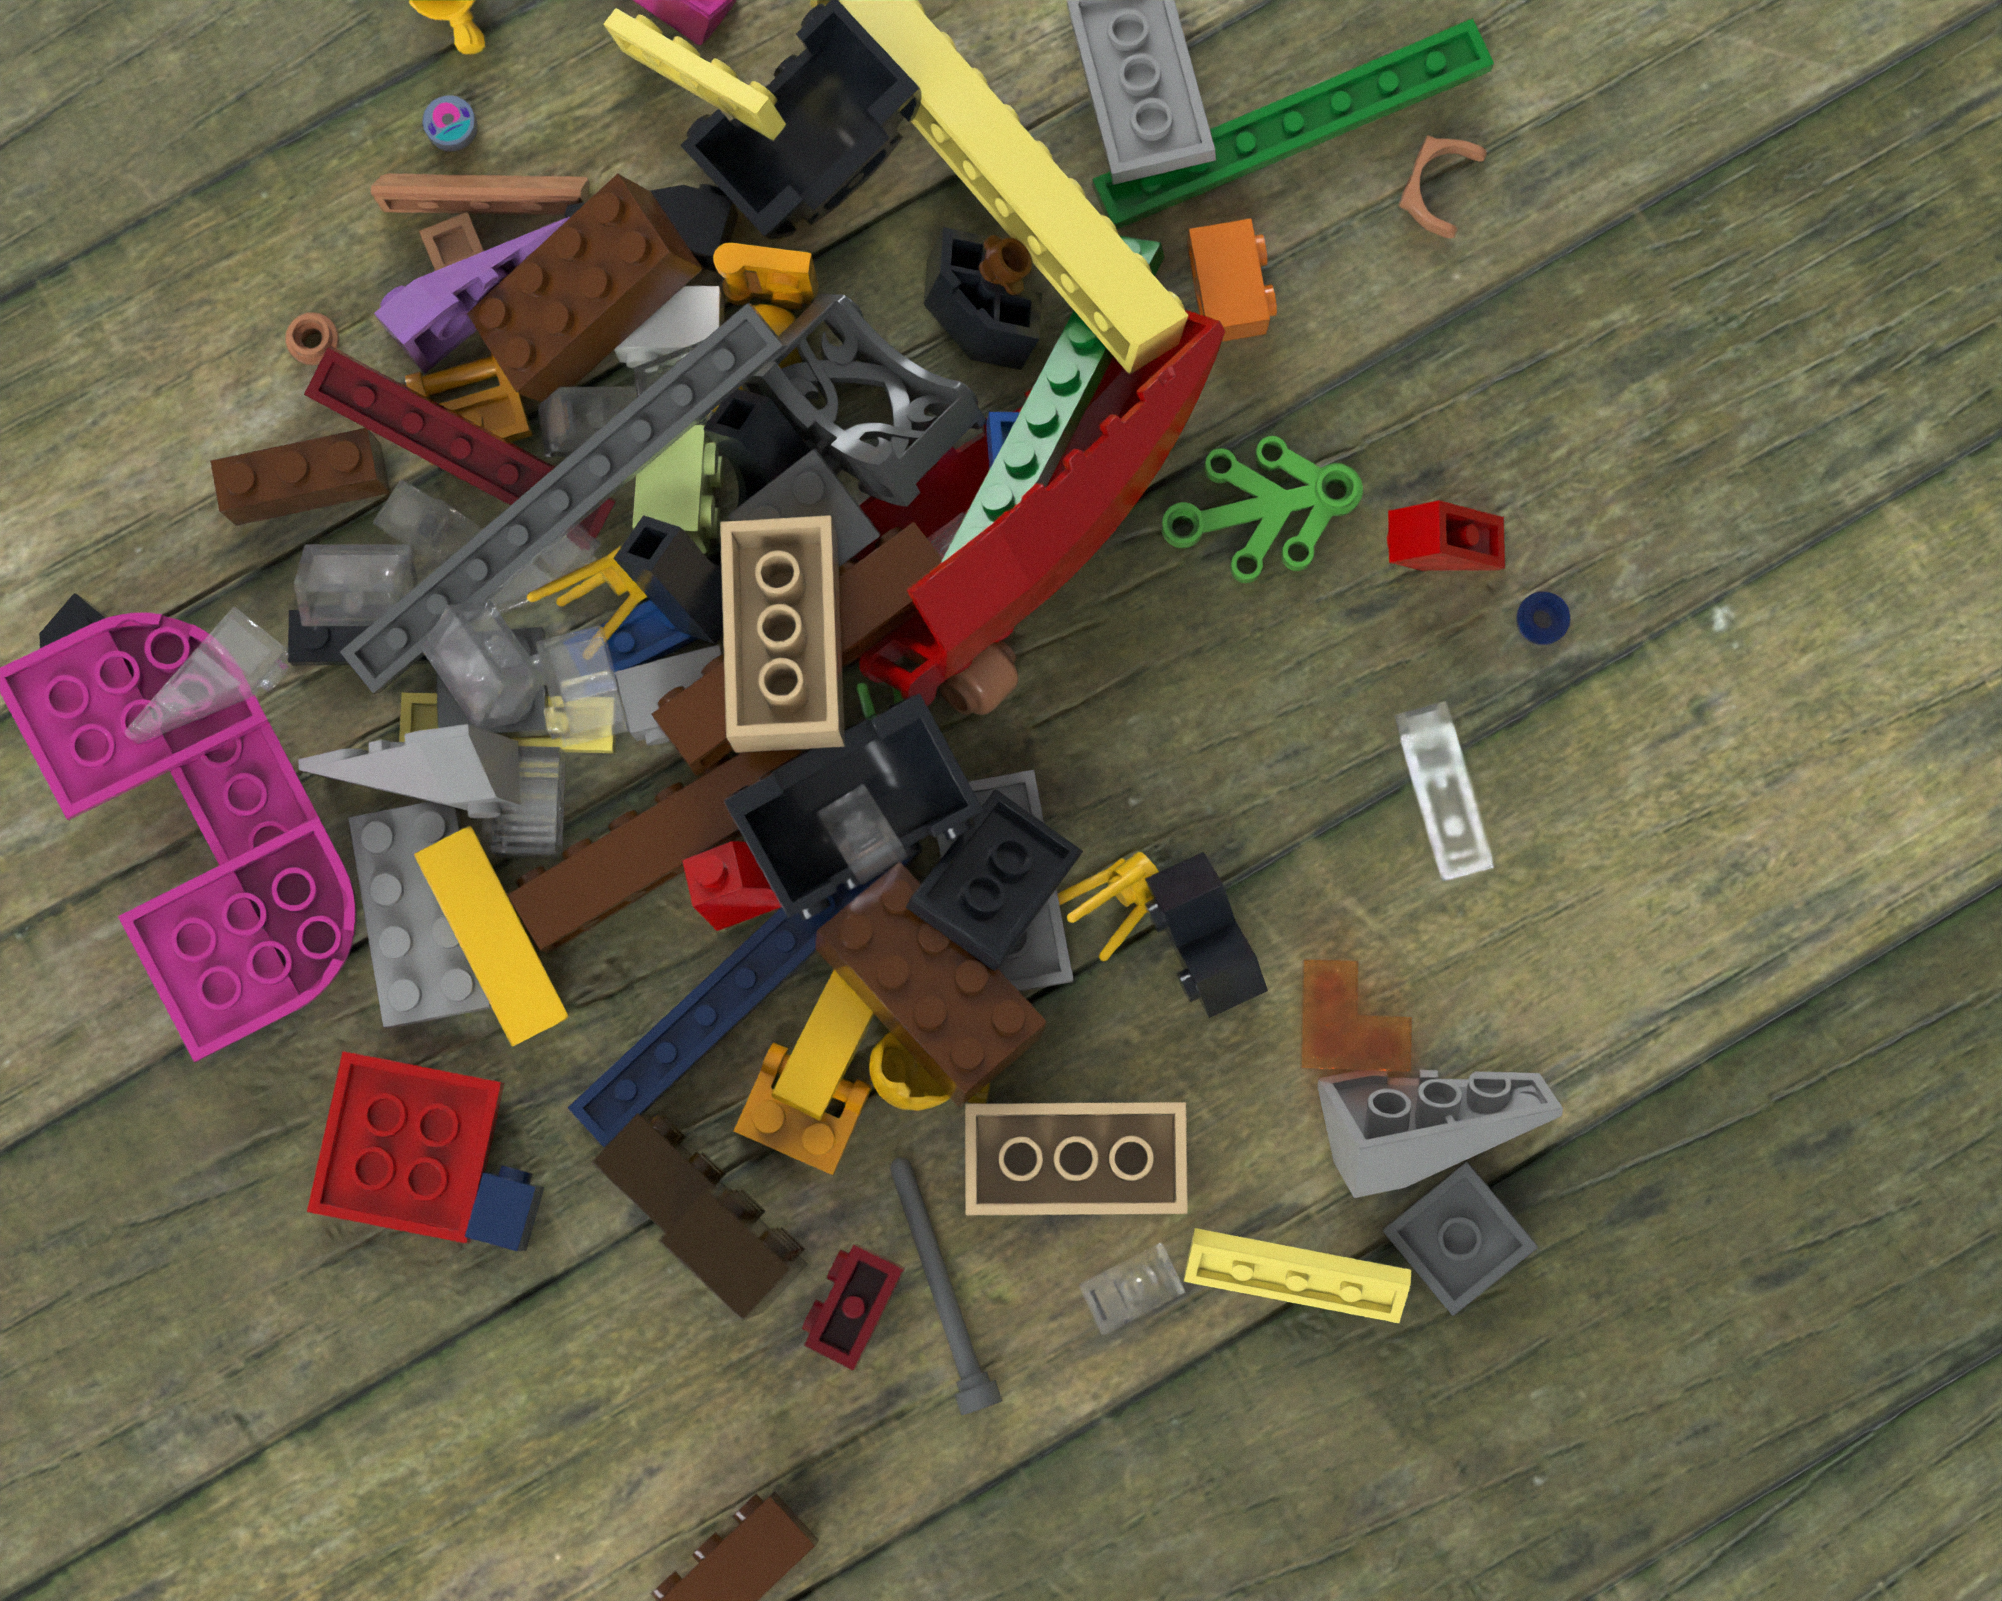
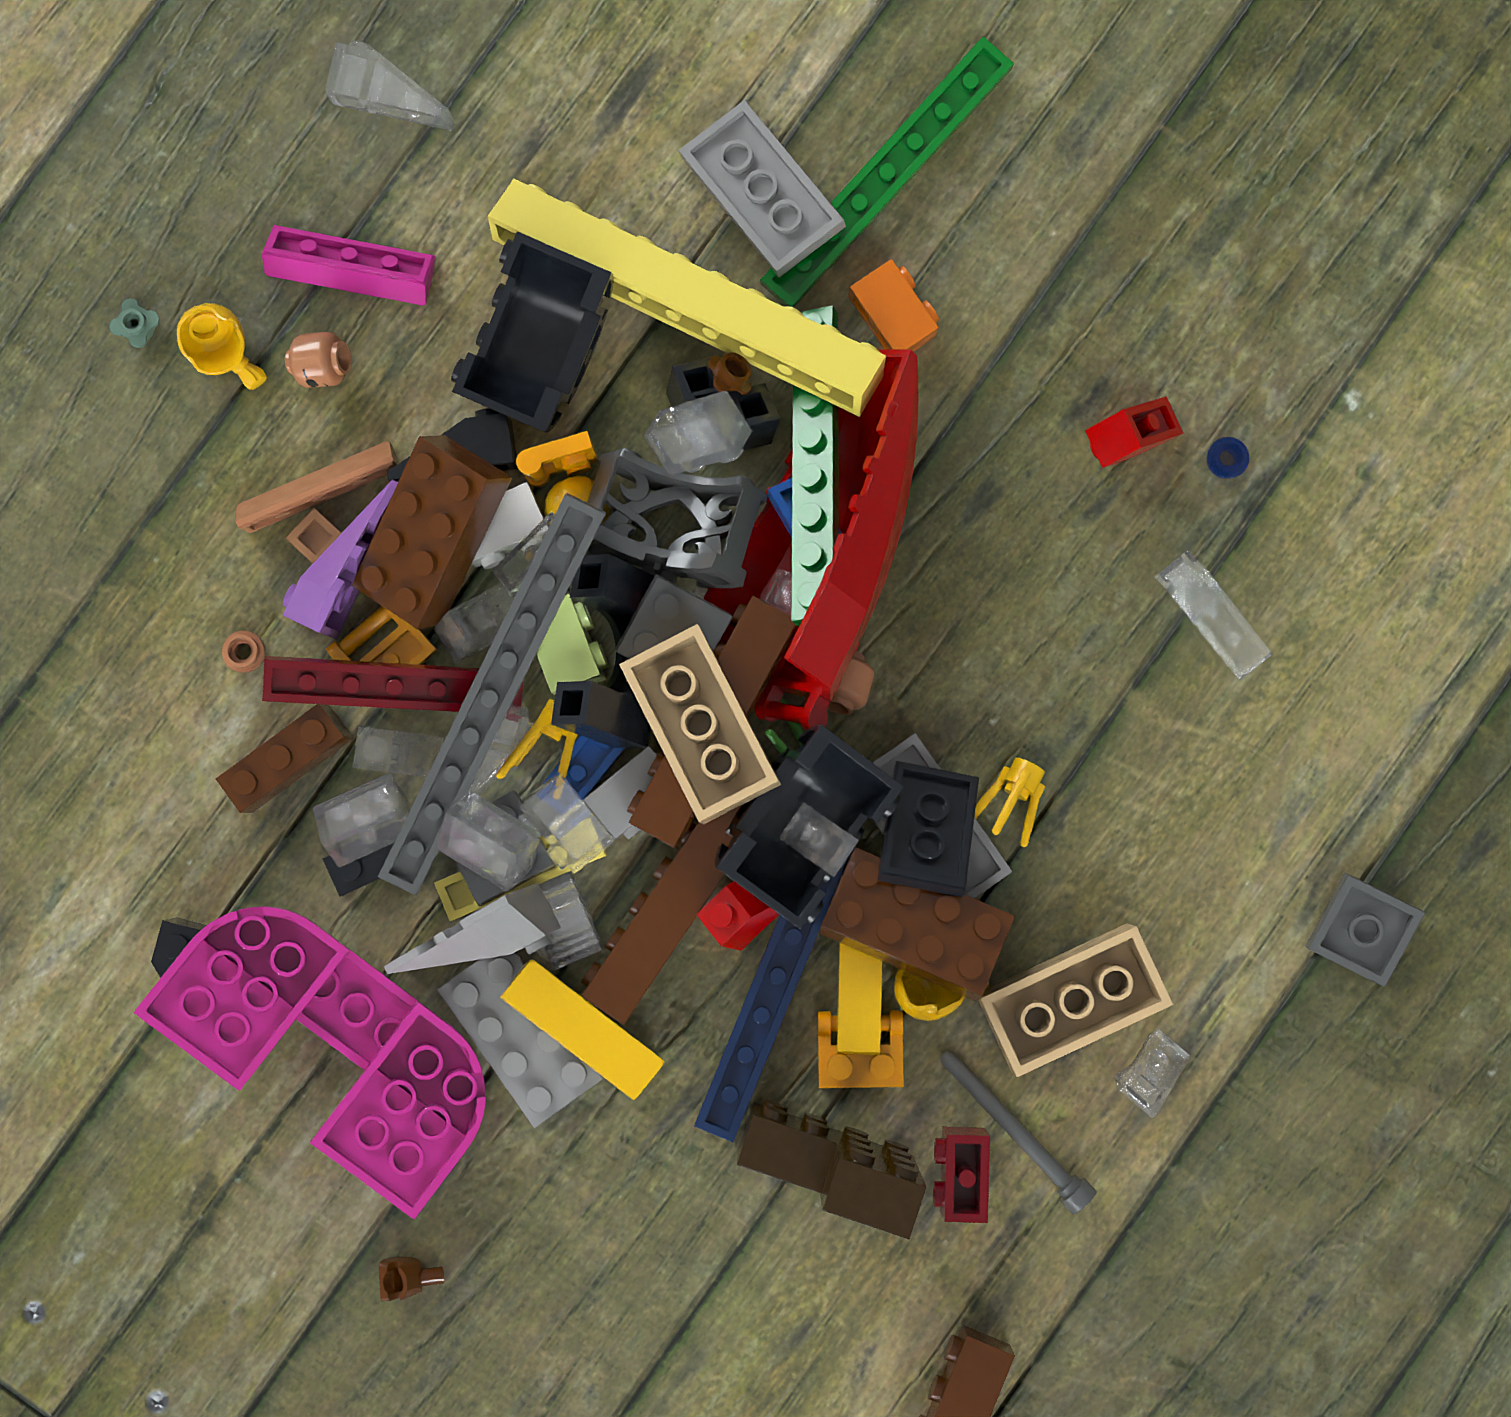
camera: 25 degrees left, 5 degrees up
(154, 1133) = (403, 1277): none -> reddish brown piece
(219, 673) = (302, 933): clear slope -> none
(405, 1146) = (590, 1206): red plate -> none
(450, 123) = (268, 446): tile -> none
(505, 1209) = (683, 1218): dark blue brick -> none
(550, 51) = (318, 359): none -> nougat head
(683, 65) = (422, 328): light yellow plate -> none
(937, 313) = (698, 433): none -> clear brick
(1204, 933) = (1088, 794): black brick -> none
(1270, 504) = (996, 462): bright green plant -> none
(1297, 1275) = (1264, 1008): light yellow plate -> none
(1335, 1033) = (1216, 825): clear orange plate -> none
(1407, 1129) = (1297, 867): light grey wedge -> none
(1411, 198) = (995, 188): nougat cap -> none

